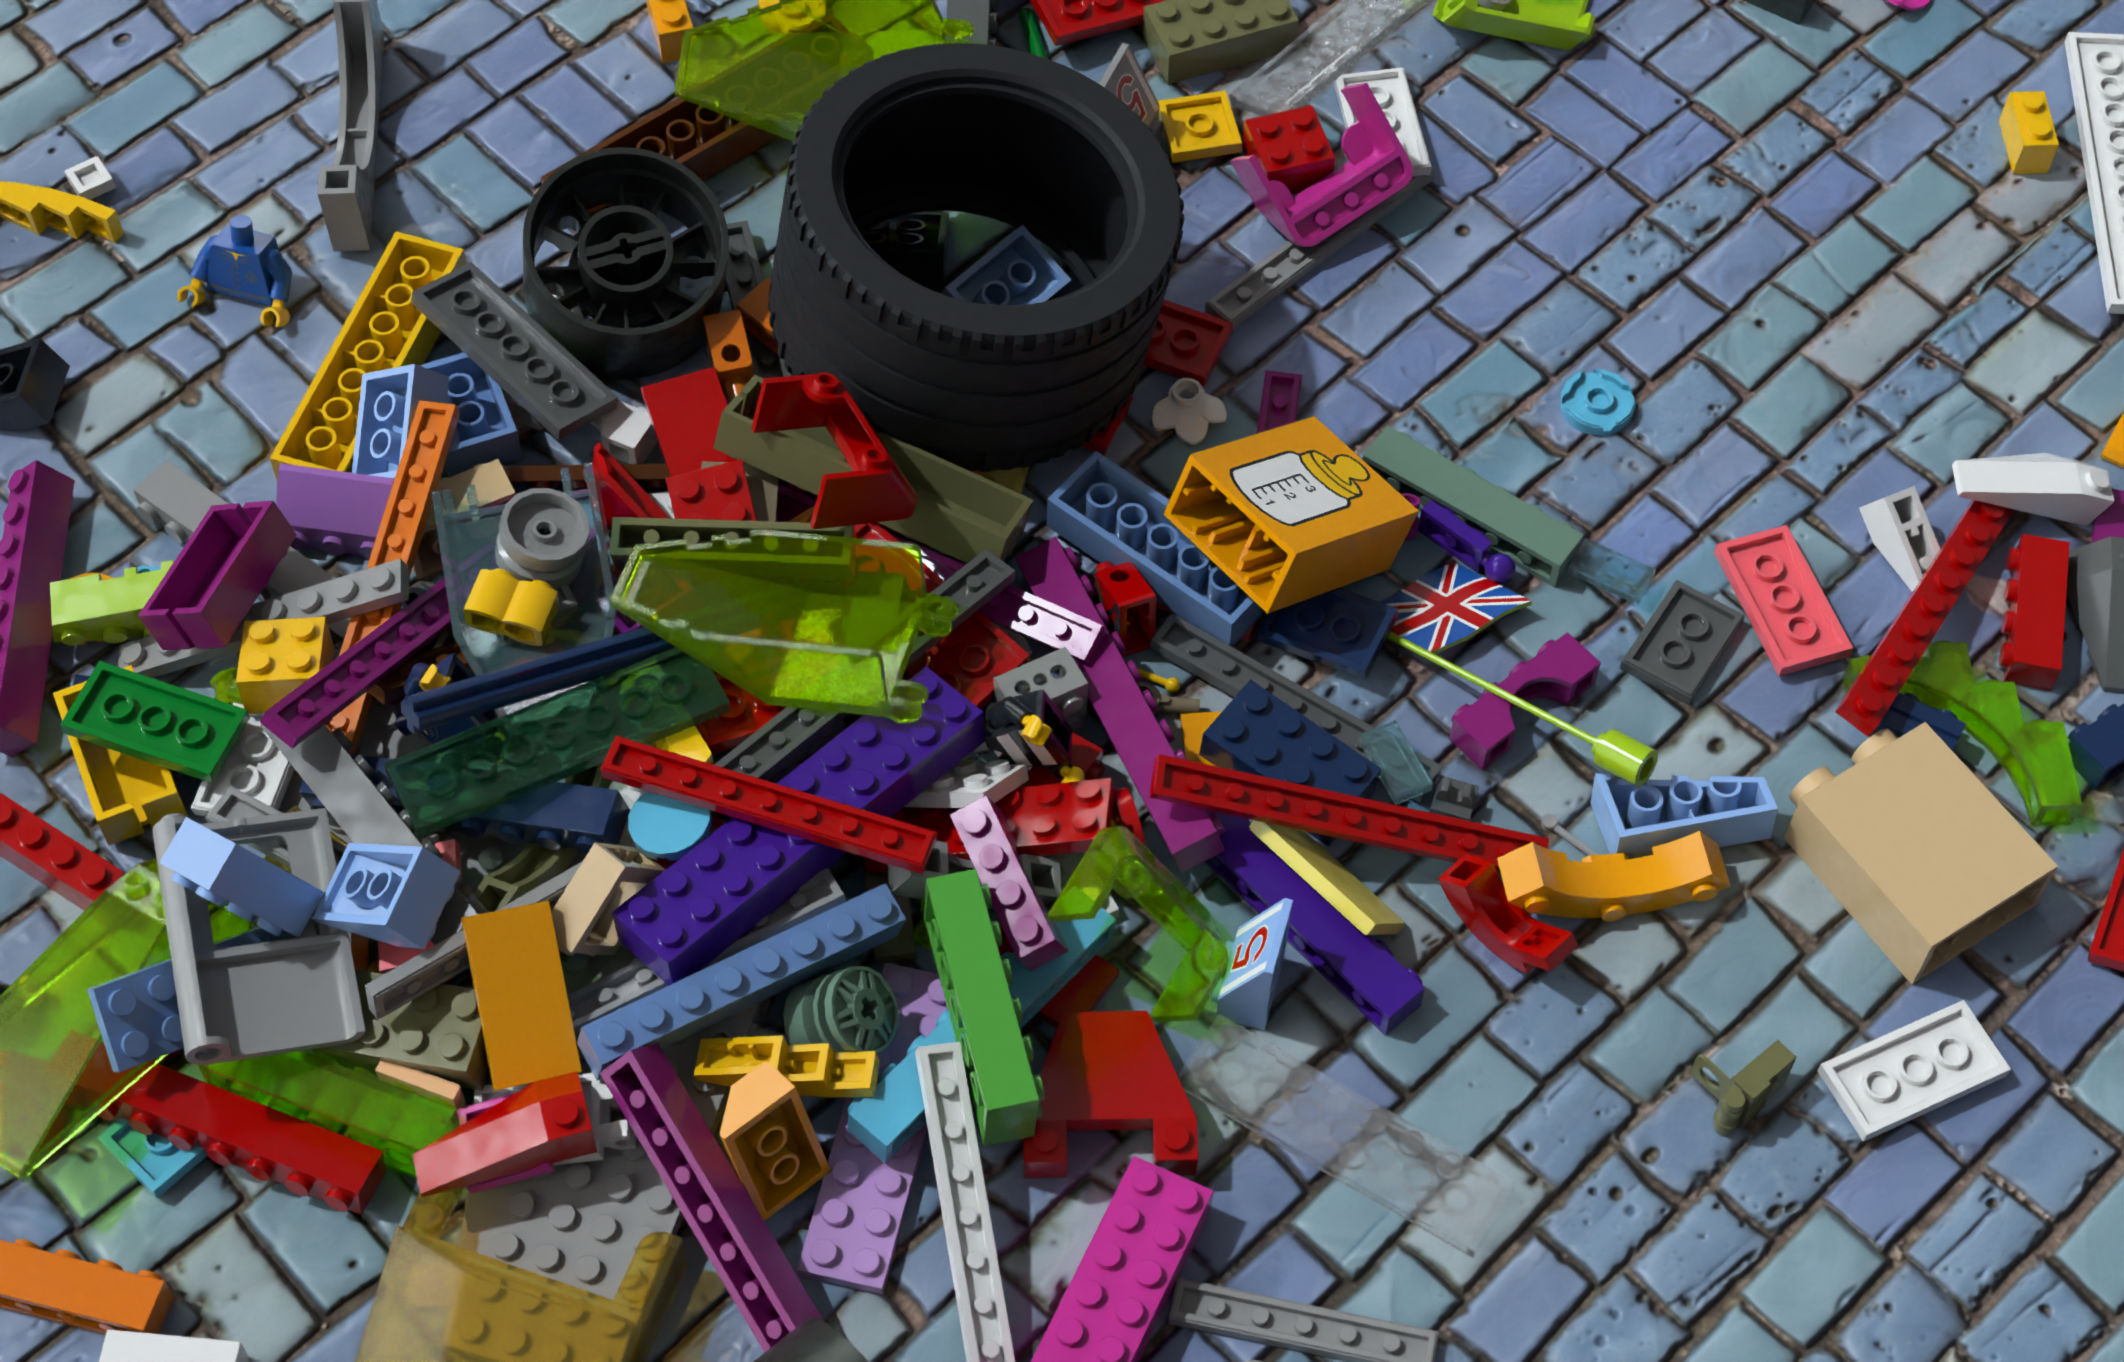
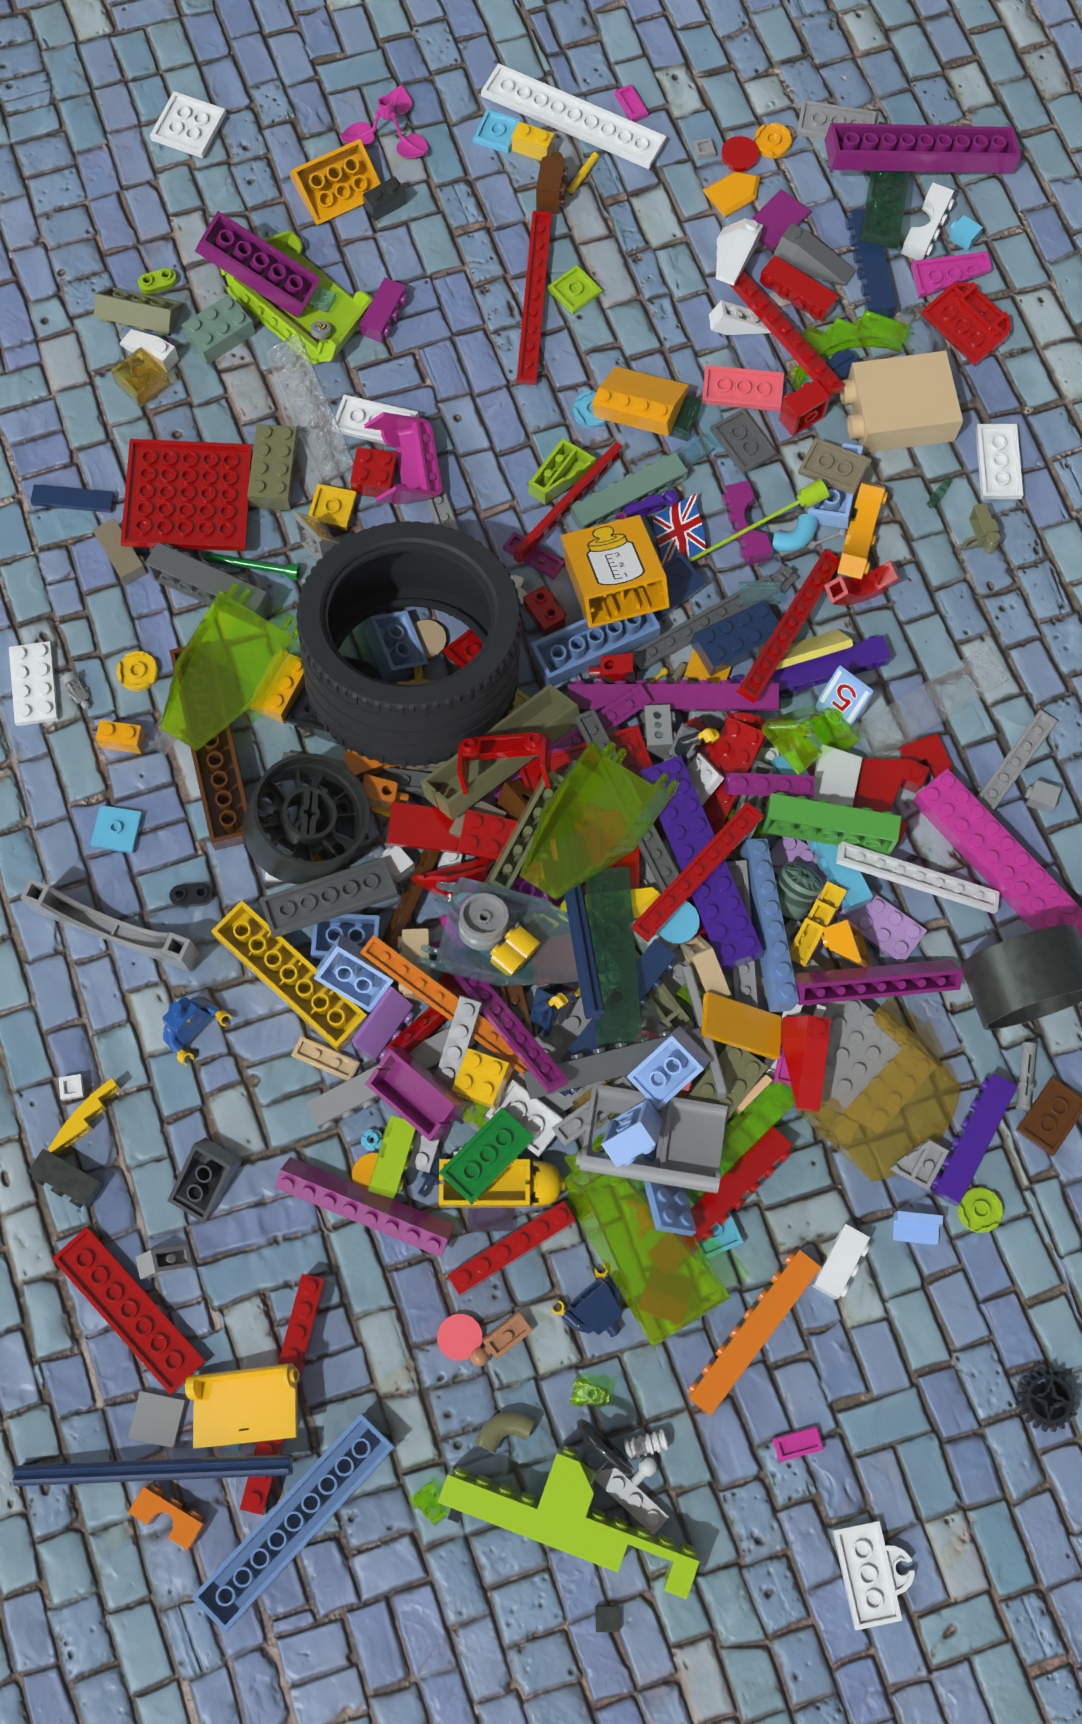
camera: 65 degrees left, 15 degrees up
(68, 797) = (490, 1219): none -> clear purple tile
(132, 834) = (545, 1183): none -> yellow cylinder
(256, 474) = (325, 1059): none -> tan tile
(326, 554) = (417, 1030): none -> red tile
(454, 200) = (190, 896): none -> black plate
(524, 78) = (116, 829): none -> medium azure plate
(1089, 1004) = (836, 776): none -> white tile
(1169, 461) = (544, 610): none -> red brick
(1247, 1162) = (929, 750): none -> red tile
(1374, 415) = (564, 505): none -> red tile
(1443, 389) = (560, 471): none -> lime wedge
(1541, 788) = (797, 538): none -> medium azure cylinder
(1583, 59) = (383, 310): none -> magenta brick
(1647, 446) = (639, 400): none -> light orange slope
(1665, 529) = (686, 418): none -> clear green brick
(1706, 778) = (834, 465): none -> dark tan tile
(1745, 243) = (534, 298): none -> red plate
(1784, 993) = (939, 493): none -> clear green animal
(1798, 696) = (804, 407): none -> red brick
(1803, 296) = (574, 289): none -> lime tile
(1966, 178) = (551, 183): none -> reddish brown hinge
(2015, 74) = (496, 131): none -> medium azure tile
(2030, 225) = (583, 172): none -> yellow piece

